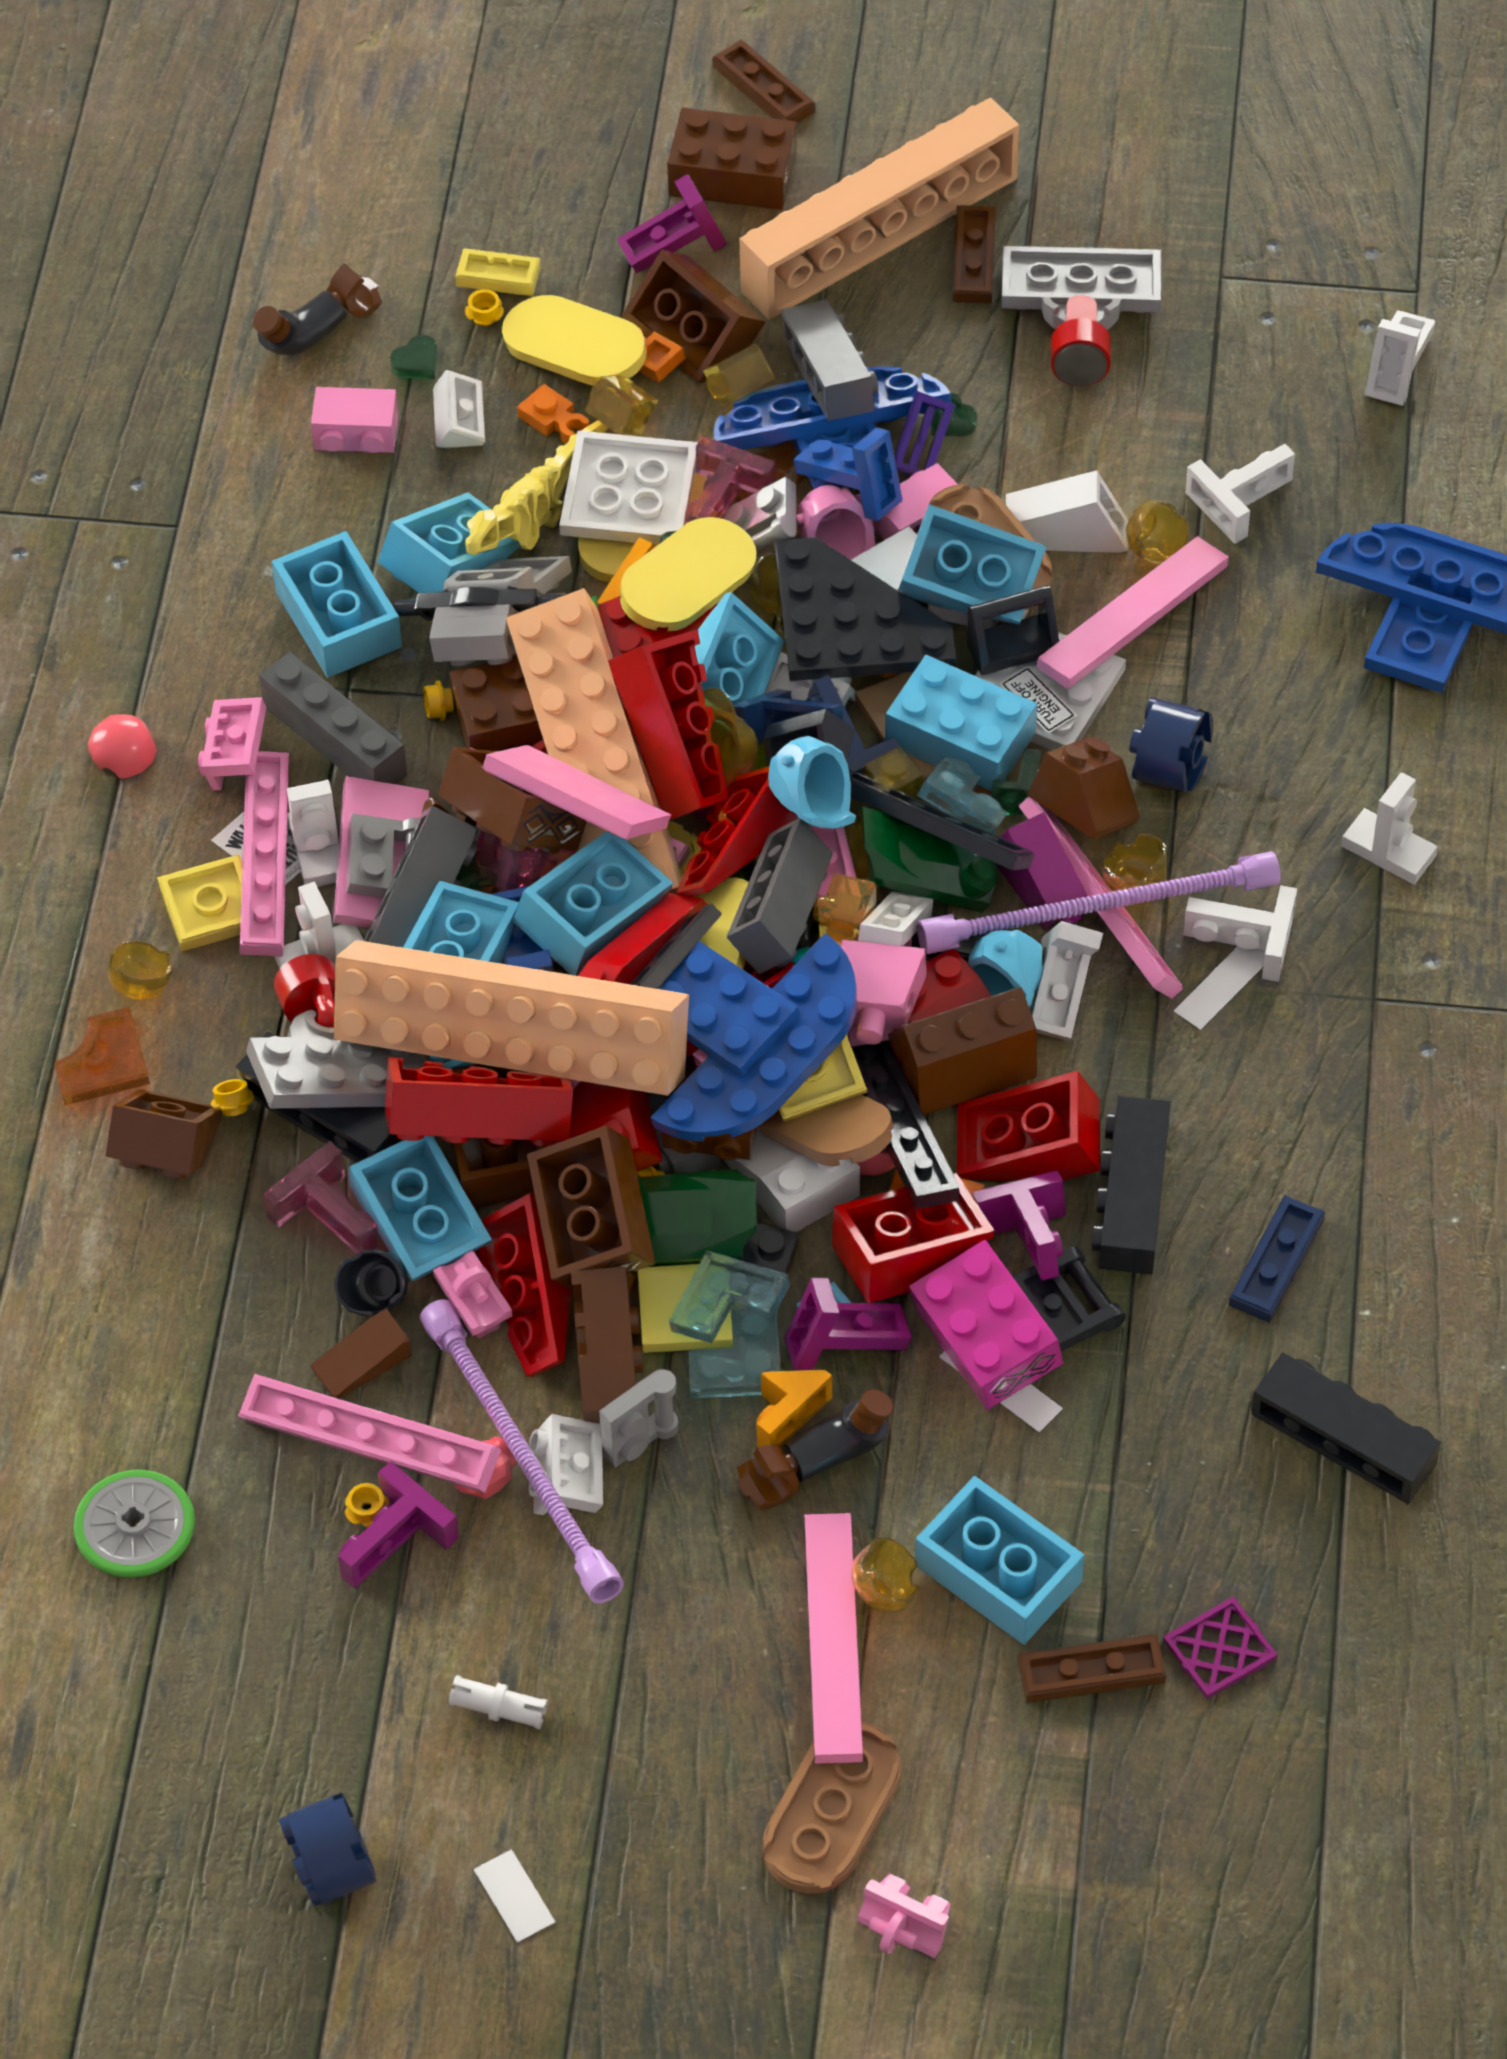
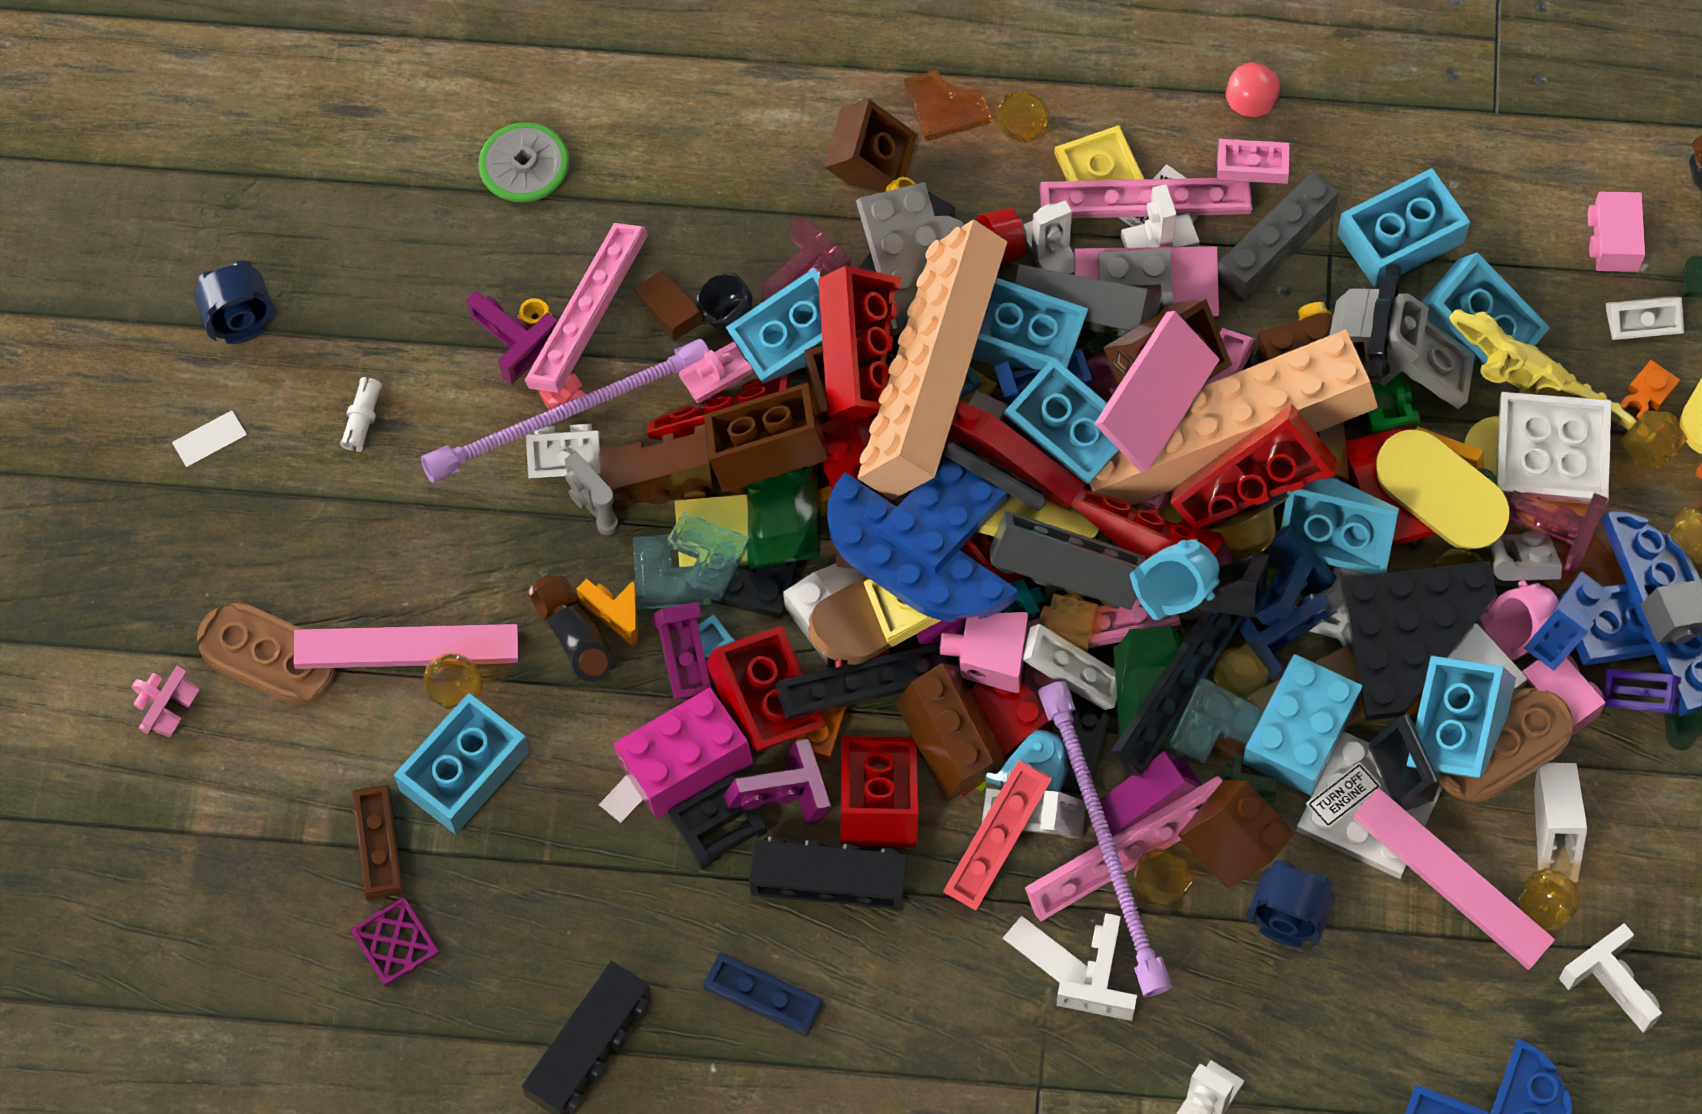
camera: 90 degrees right, 10 degrees up
(1095, 1004) = (997, 834): none -> coral plate

